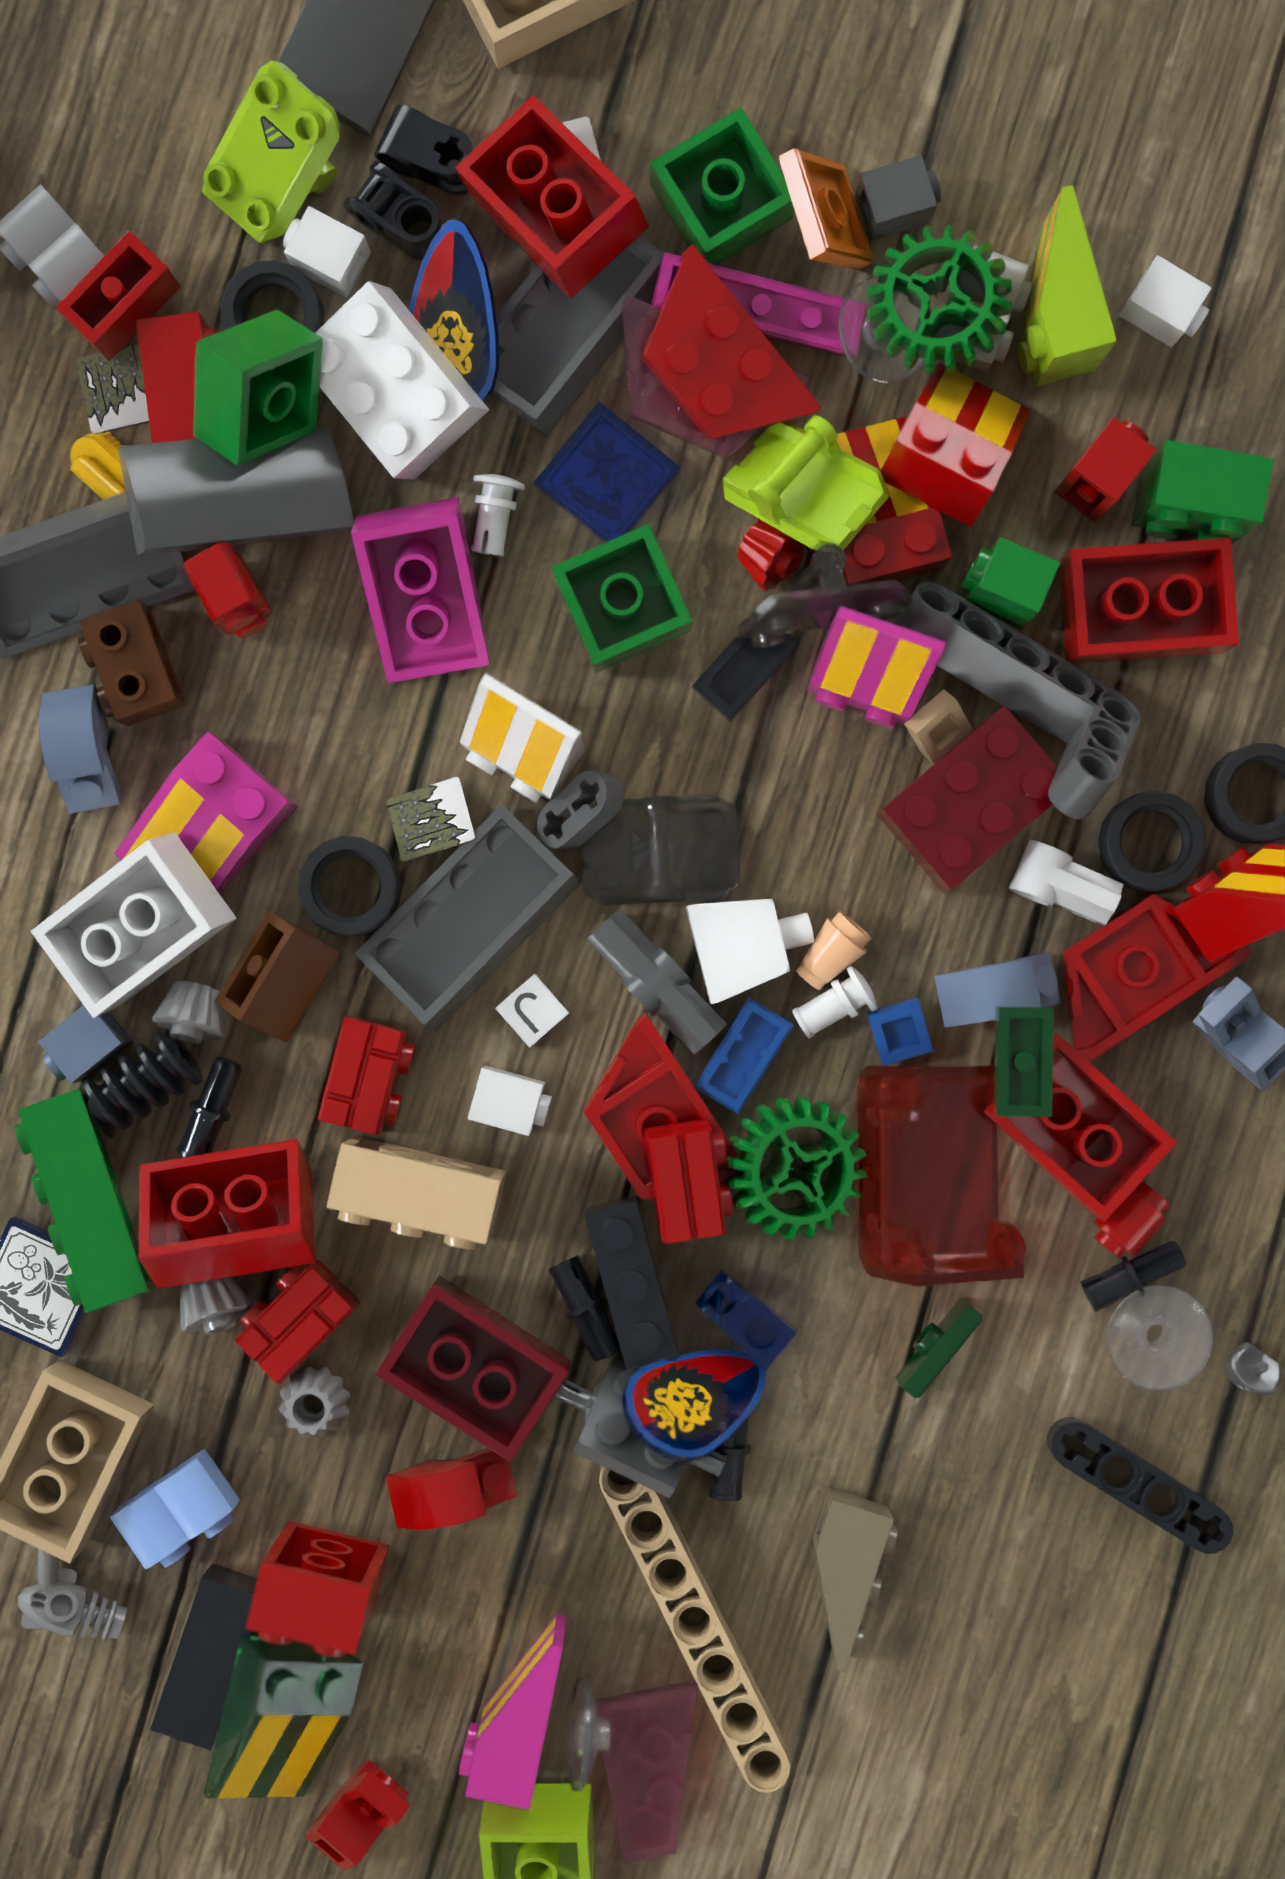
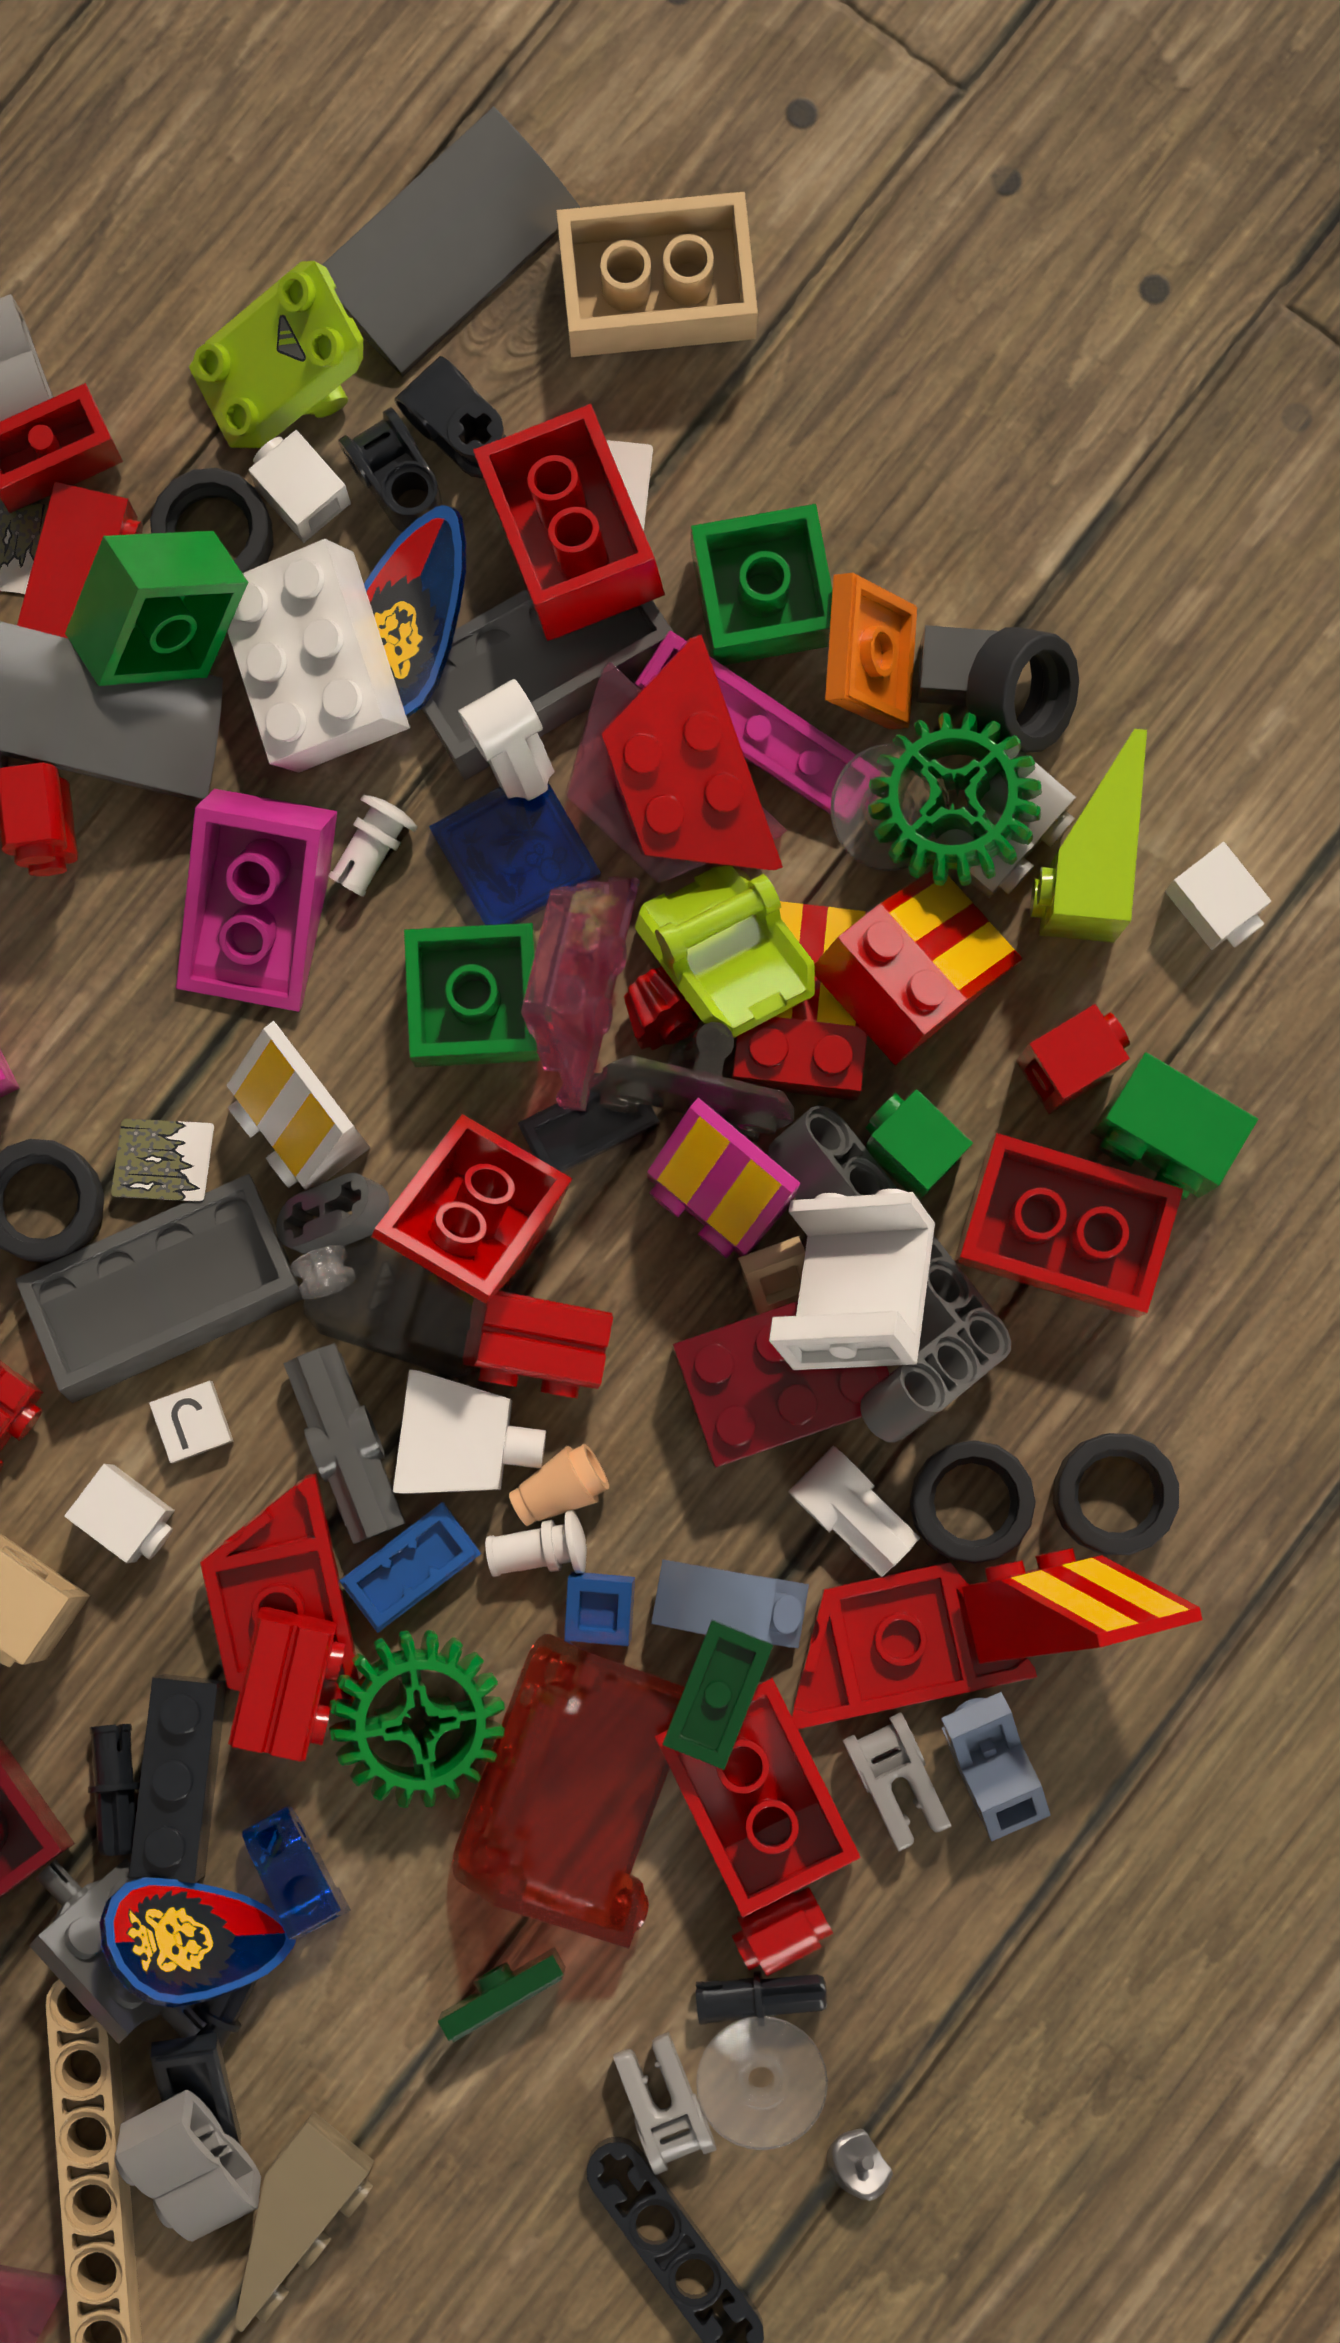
camera: 20 degrees right, 5 degrees down
(569, 382) = (507, 737): none -> white piece
(590, 856) = (323, 1271): none -> clear bush
(691, 762) = (474, 1209): none -> red slope
(696, 555) = (576, 977): none -> clear pink wing
(739, 1511) = (199, 2067): none -> black tile
(755, 1566) = (187, 2166): none -> light grey brick
(774, 846) = (538, 1341): none -> red brick
(956, 188) = (1052, 687): none -> black tyre
(1012, 704) = (858, 1282): none -> white panel
(1109, 1392) = (656, 2122): none -> light grey piece
(1156, 1066) = (891, 1755): none -> light grey piece

